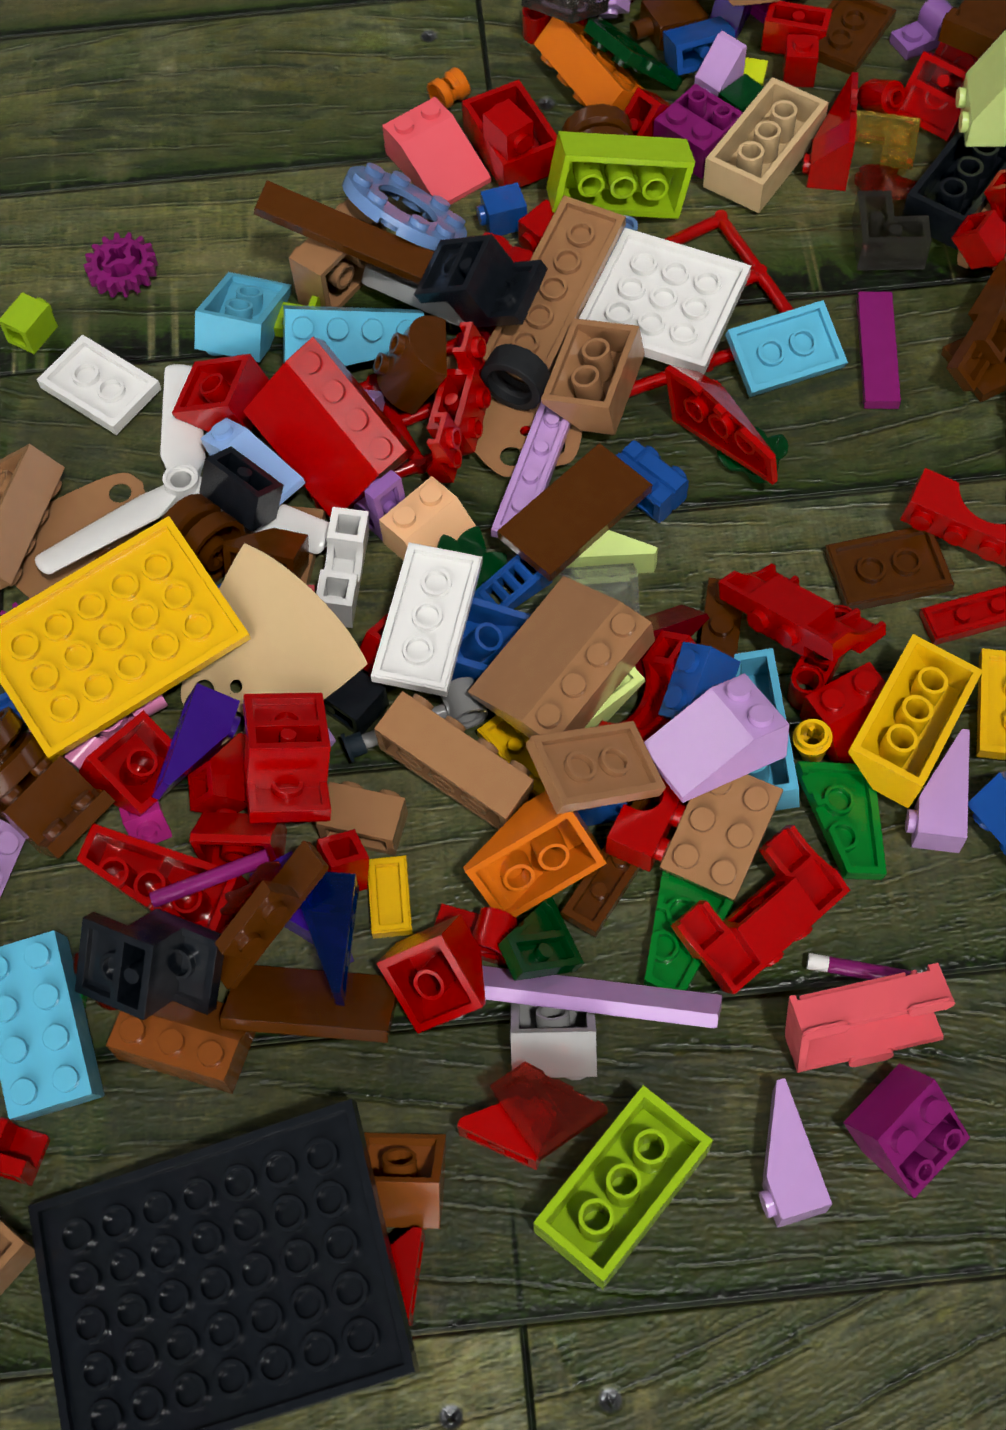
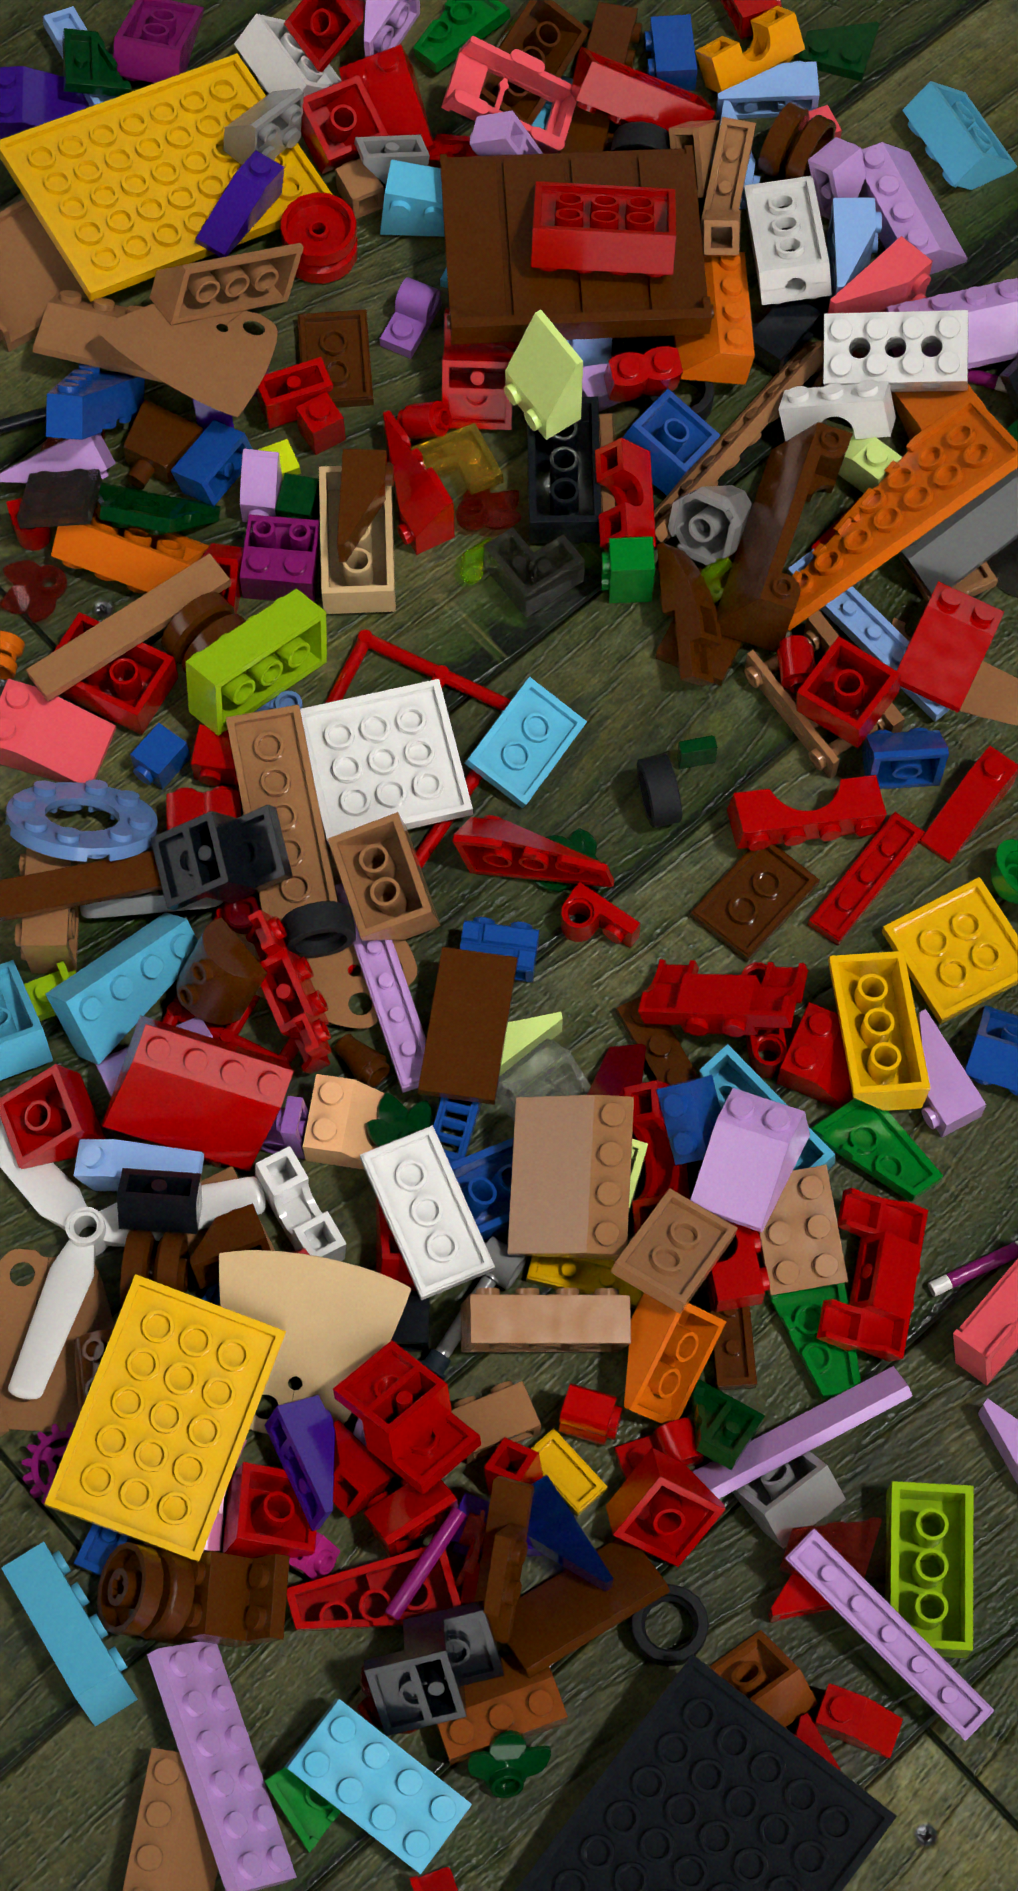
camera: 40 degrees left, 5 degrees up
(151, 1085) = (508, 1763): none -> dark green plate
(379, 1105) = (676, 1656): none -> black tyre
(435, 858) = (590, 1415): none -> red brick
(463, 1270) = (857, 1721): none -> red slope
(479, 497) = (363, 1062): none -> reddish brown cone
(508, 63) = (29, 590): none -> clear red plate
(508, 129) = (122, 679): red brick -> none
(538, 1214) = (889, 1634): none -> lavender tile
(543, 103) = (125, 628): none -> medium nougat tile
(745, 503) = (600, 913): none -> red plate
(784, 106) = (361, 495): none -> reddish brown slope
(812, 739) = (812, 1092): yellow cone -> none
(841, 213) = (472, 563): none -> clear neon green arm
(866, 437) = (659, 790): none -> black tyre
(878, 350) = (601, 689): magenta tile -> none
(921, 432) = (697, 752): none -> dark green tile
(964, 270) = (628, 570): none -> green piece

